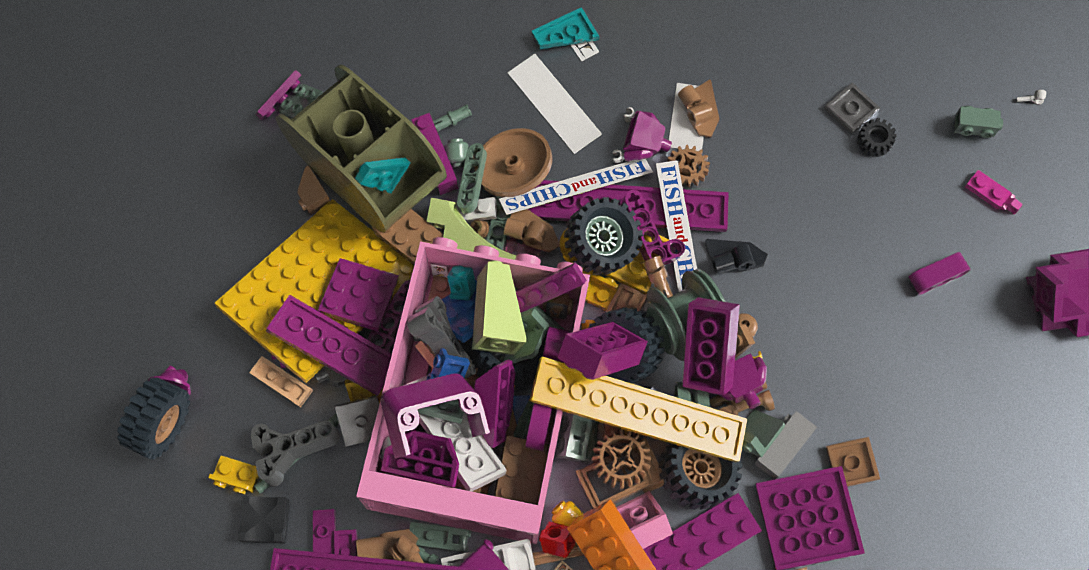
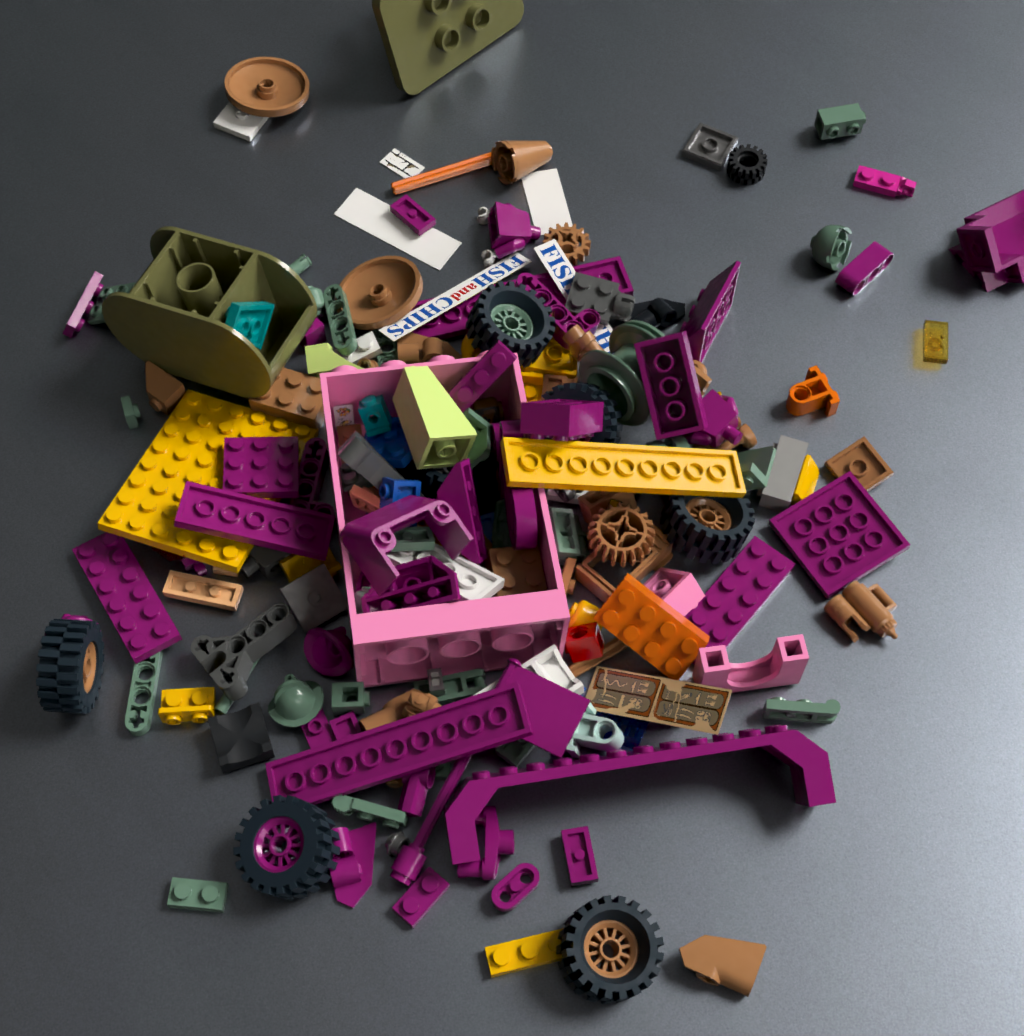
camera: 25 degrees left, 10 degrees down
(206, 445) = (143, 686): none -> sand green beam
(222, 368) = (127, 596): none -> magenta plate
(281, 205) = (131, 412): none -> sand green plate
(315, 505) = (296, 702): none -> sand green helmet
(350, 513) = (346, 691): none -> sand green brick
(351, 468) = (329, 651): none -> magenta helmet
(426, 530) = (435, 682): none -> flat silver piece
(564, 481) = (568, 575): none -> medium nougat plate
(566, 30) = (382, 154): teal wing -> none
(570, 96) = (412, 215): none -> magenta plate
(619, 62) = (441, 173): none -> orange axle
(679, 71) = (519, 158): none -> medium nougat cone
(693, 229) = (601, 296): none -> dark grey plate
(701, 108) = (556, 188): medium nougat panel -> none
(777, 278) = (710, 311): none -> magenta slope
(802, 459) = (806, 481): none -> yellow slope
(843, 378) = (813, 395): none -> orange pin
(917, 243) = (831, 246): none -> sand green cylinder
(973, 365) = (935, 342): none -> clear yellow plate
(1038, 97) = (887, 87): white hand -> none

